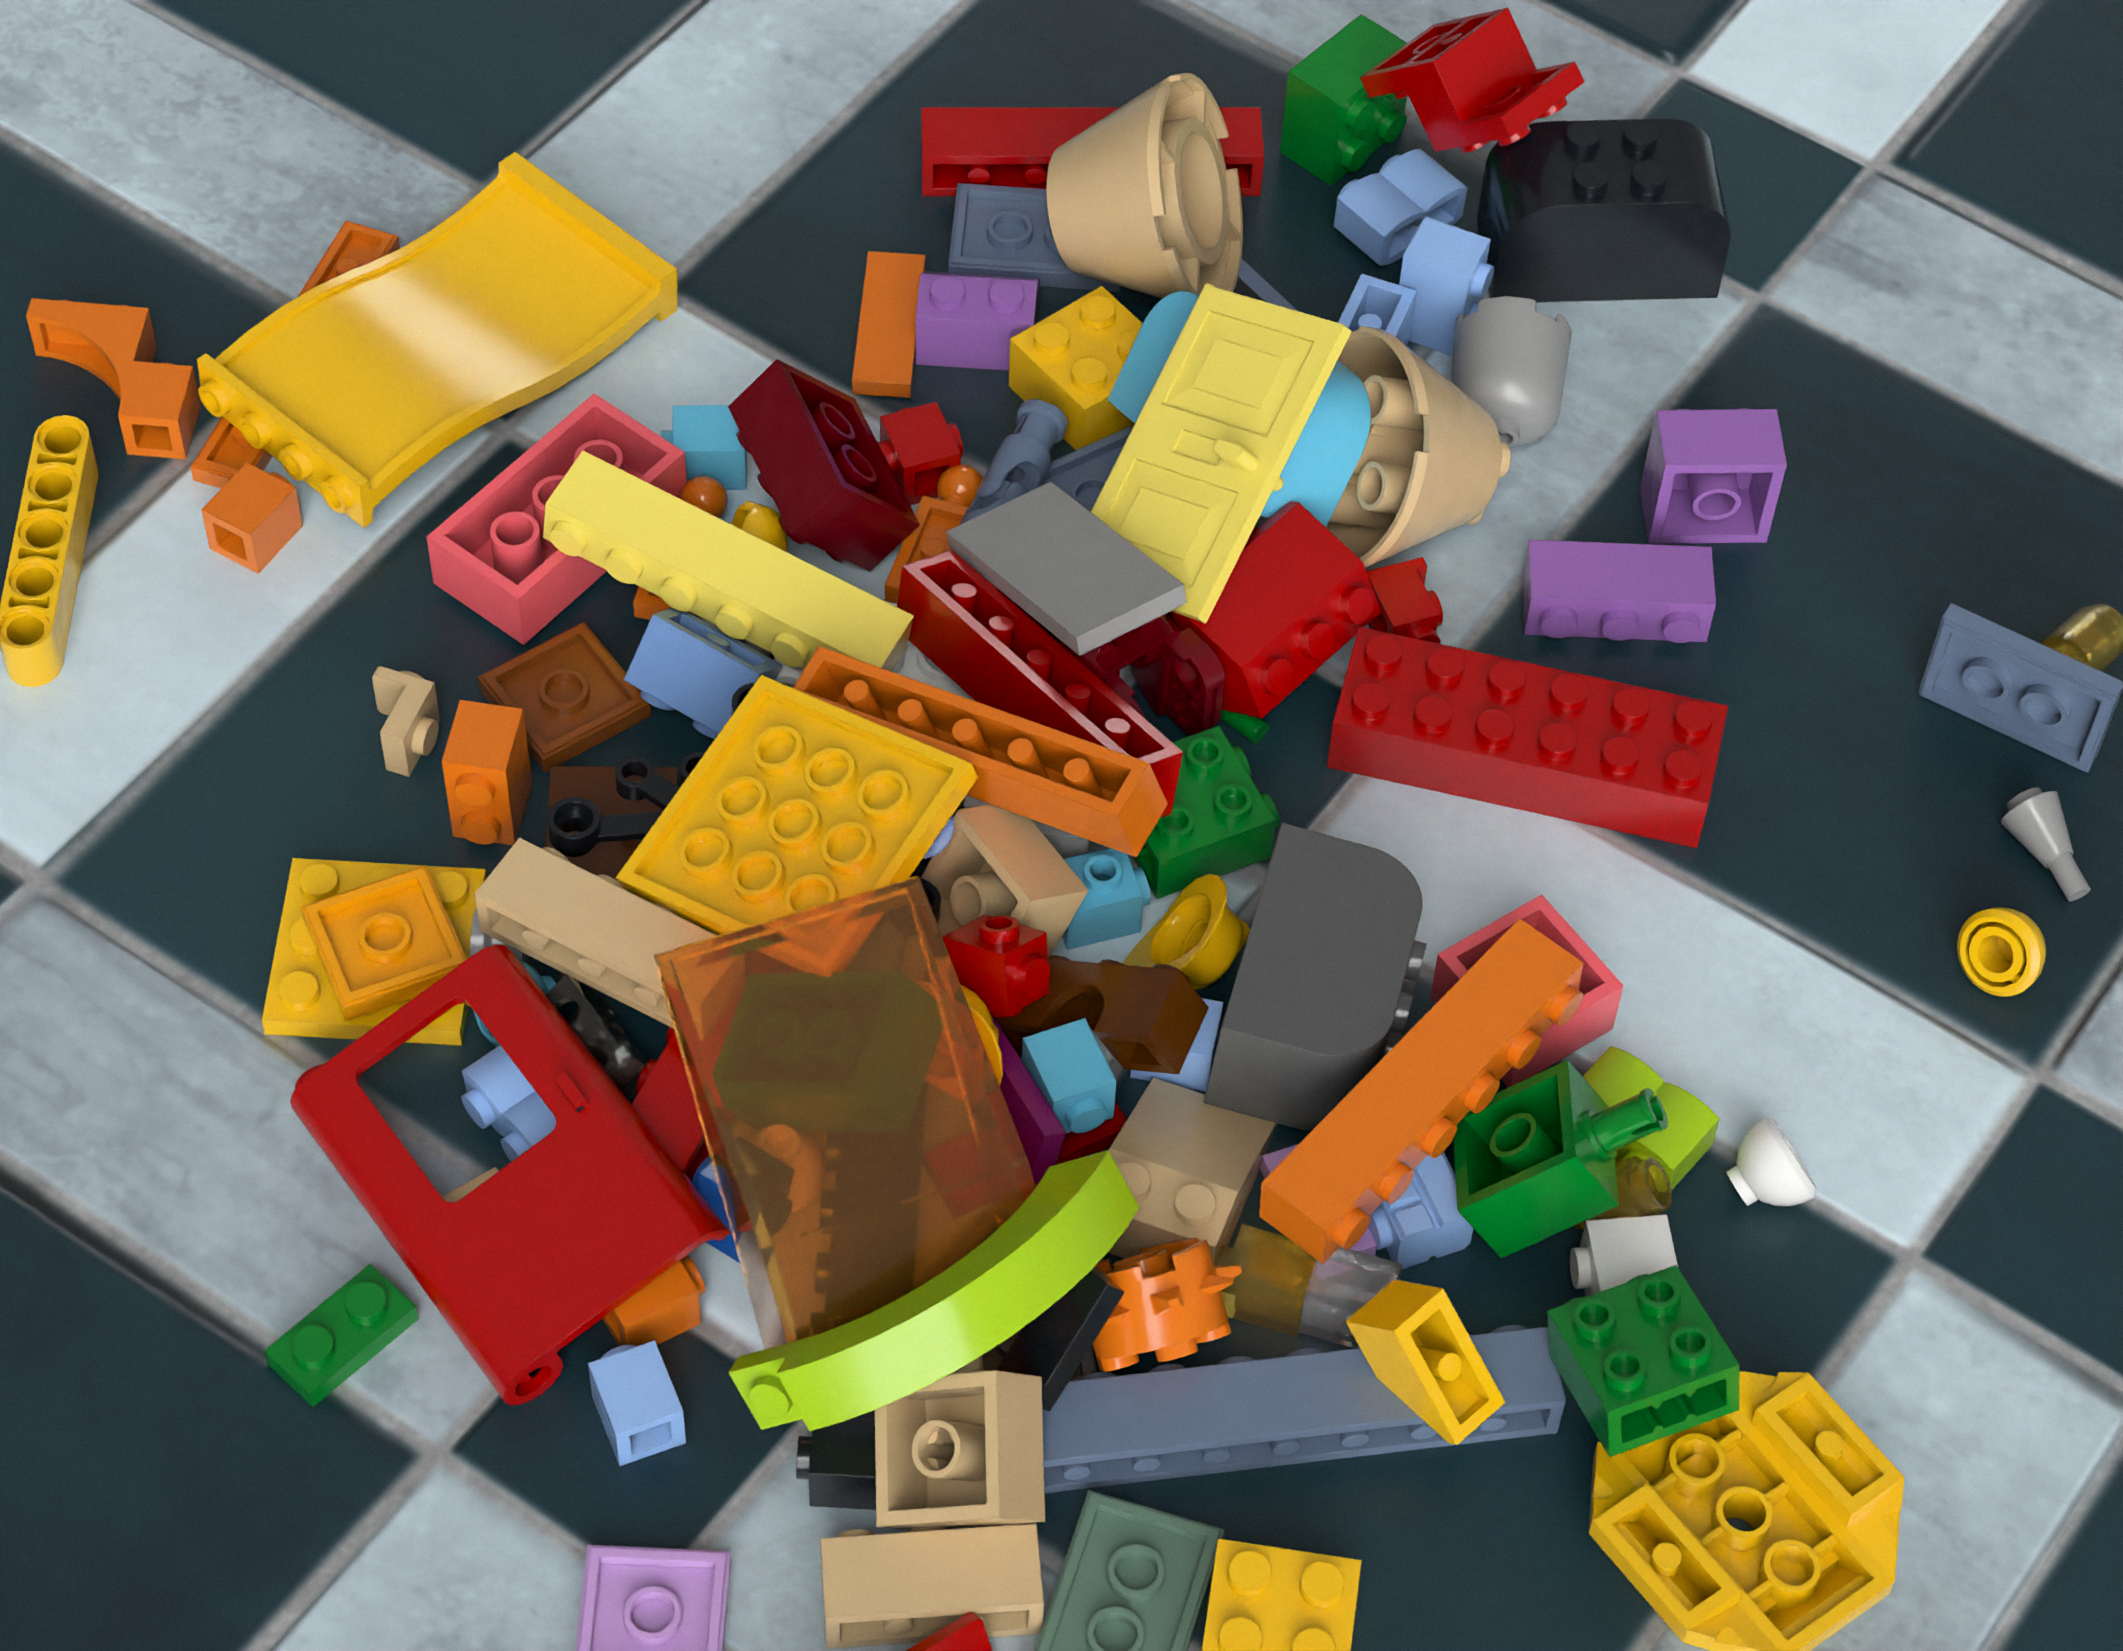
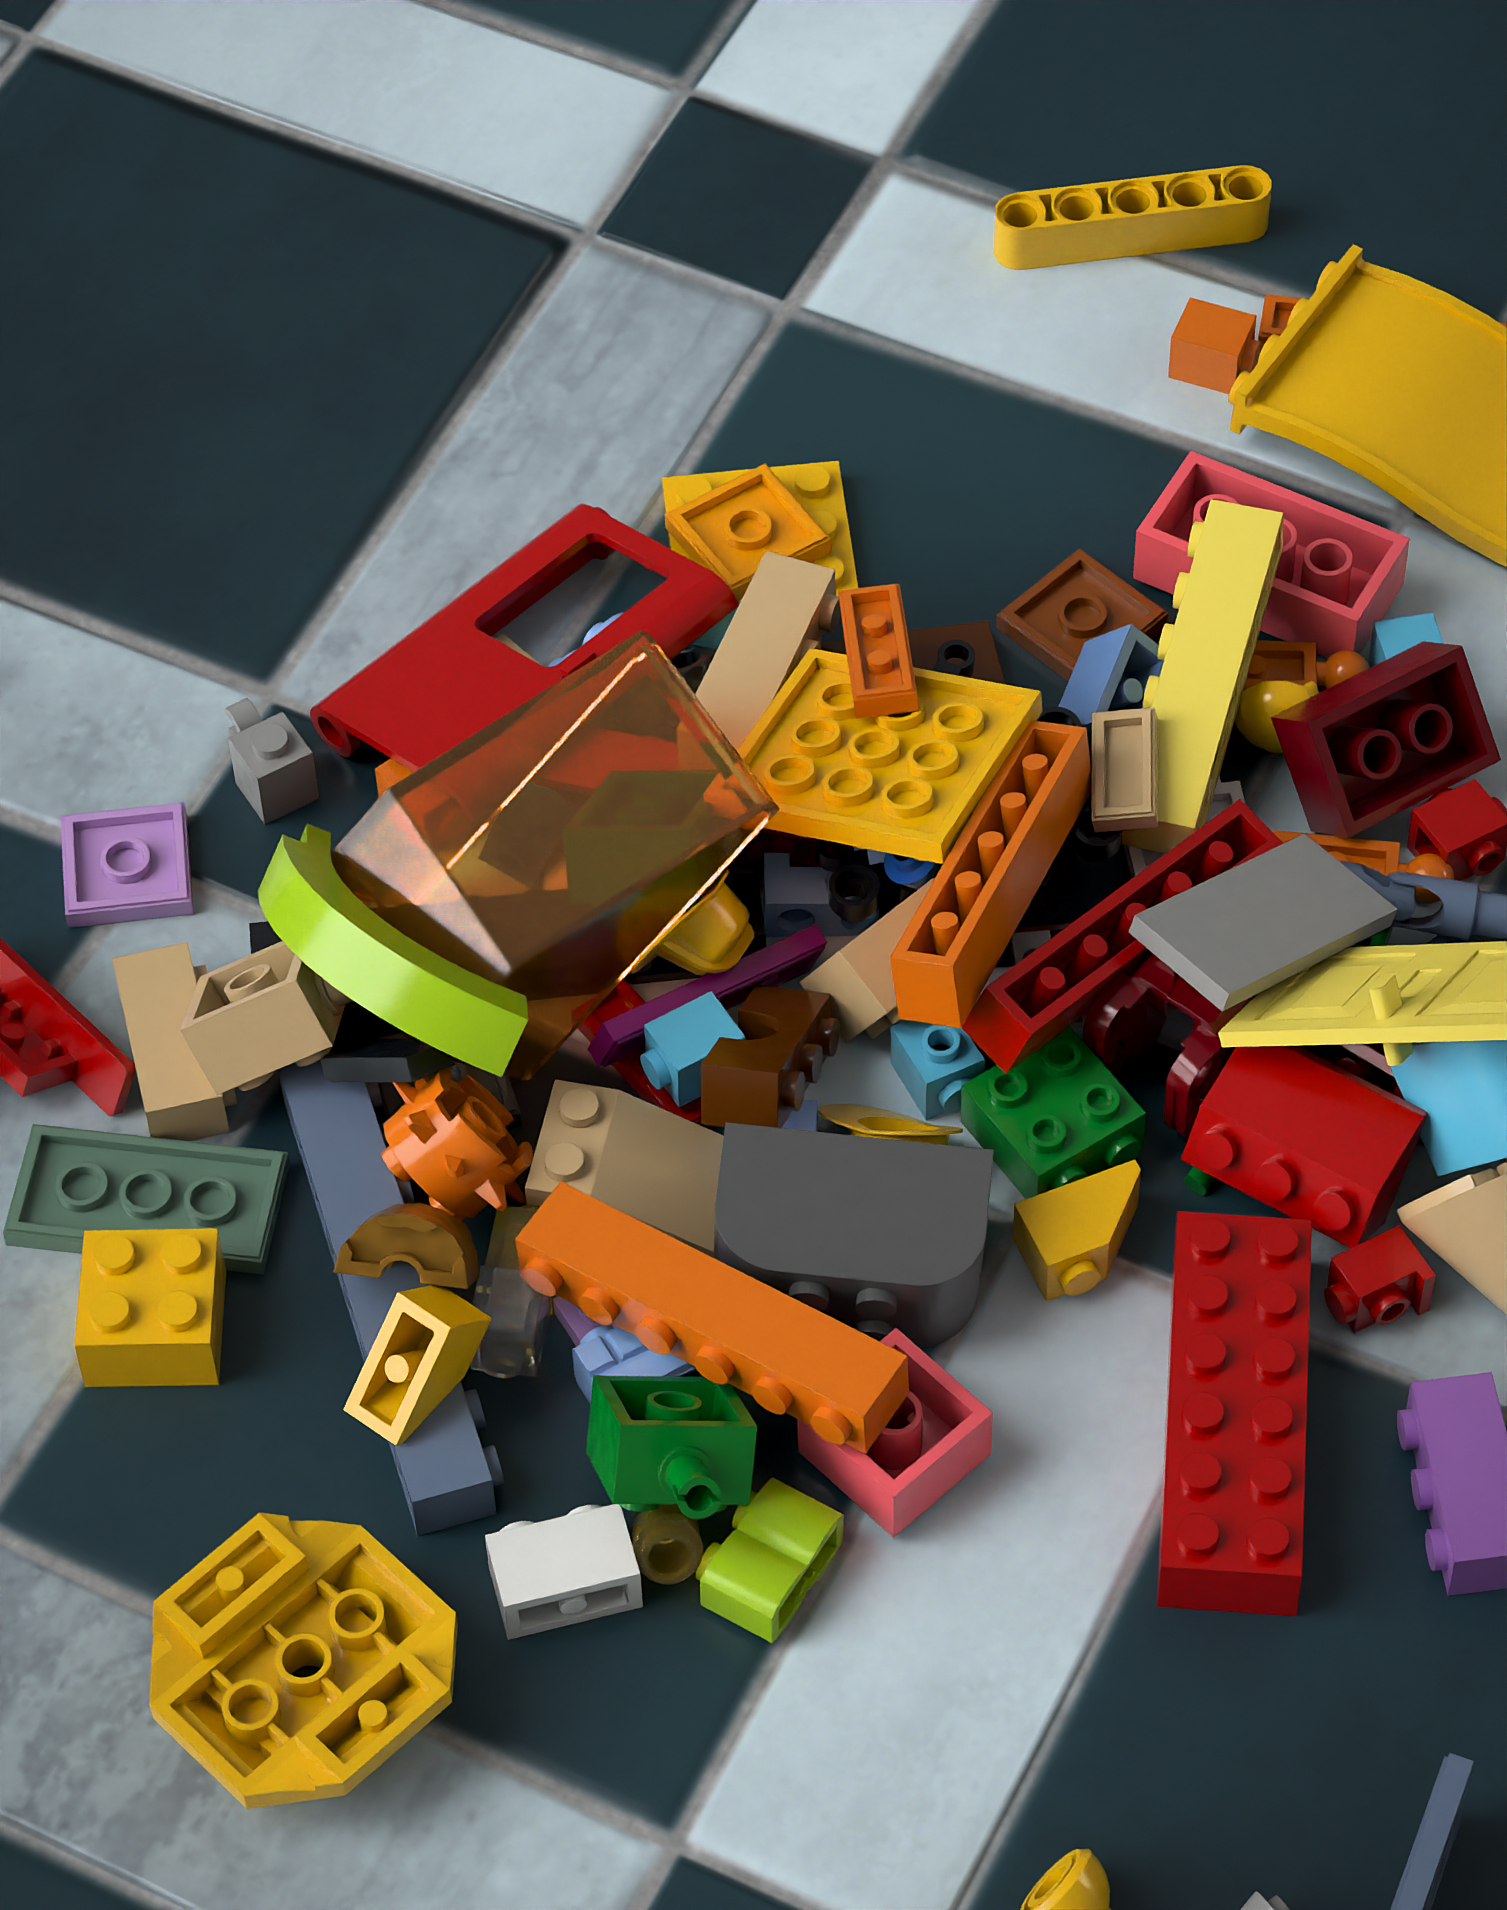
camera: 85 degrees right, 0 degrees up
(119, 347) = (1374, 216): orange arch -> none
(341, 1335) = (363, 601): green plate -> none
(411, 719) = (1009, 506): tan bracket -> none
(487, 772) = (941, 559): orange brick -> none
(568, 1441) = (270, 762): none -> light grey brick
(636, 1402) = (322, 796): light blue brick -> none
(654, 808) = (878, 651): none -> orange tile
(807, 628) = (1125, 769): none -> tan tile
(1001, 962) = (783, 953): red brick -> none
(1288, 1349) = (416, 1234): none -> pearl gold cylinder
(1312, 798) = (1076, 1229): none -> yellow slope
(1643, 1360) = (432, 1532): green brick -> none
(1770, 1168) = (740, 1689): white brick -> none

